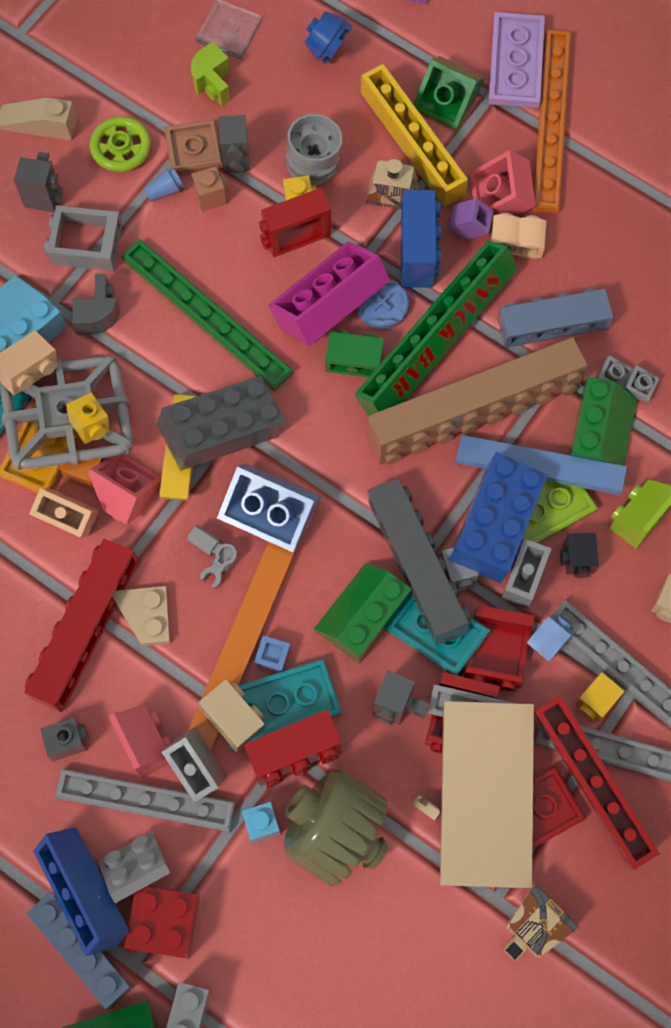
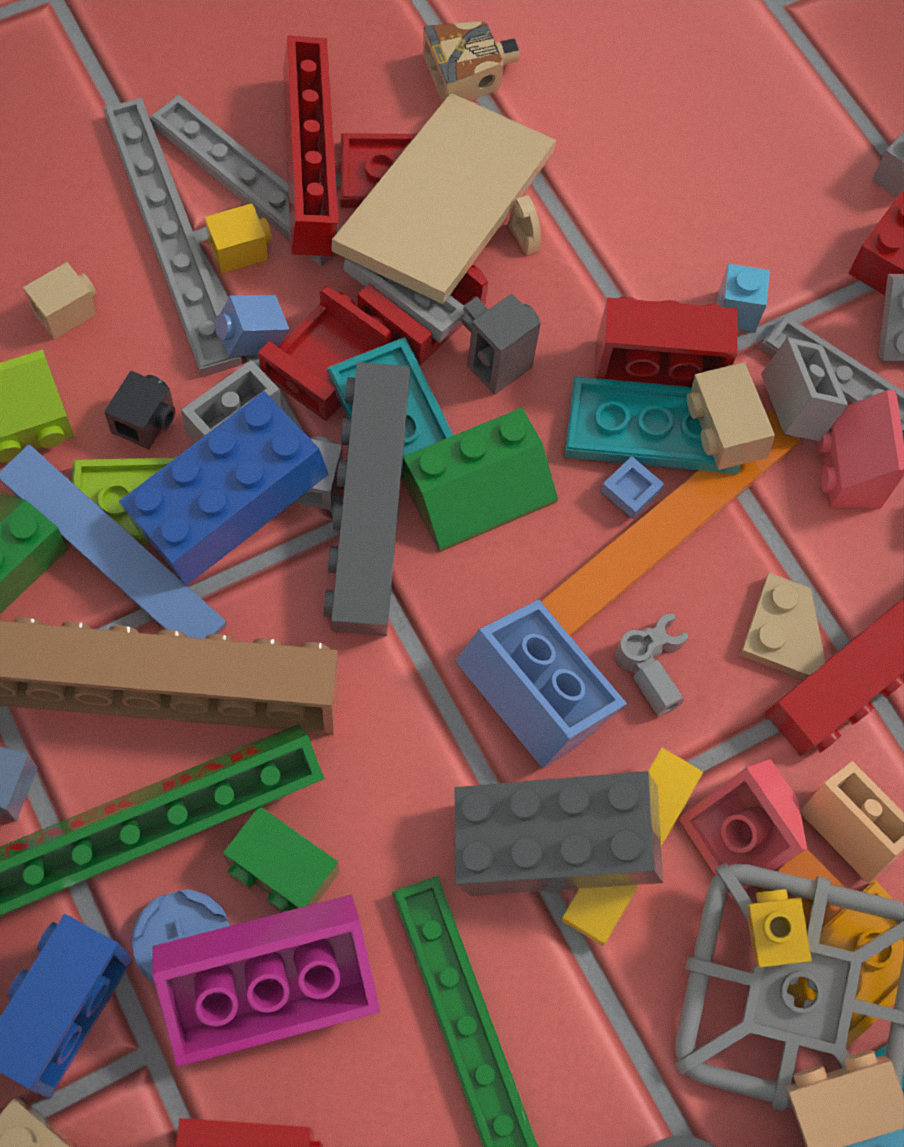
camera: 160 degrees left, 5 degrees down
(334, 827) = (658, 229): olive piece -> none

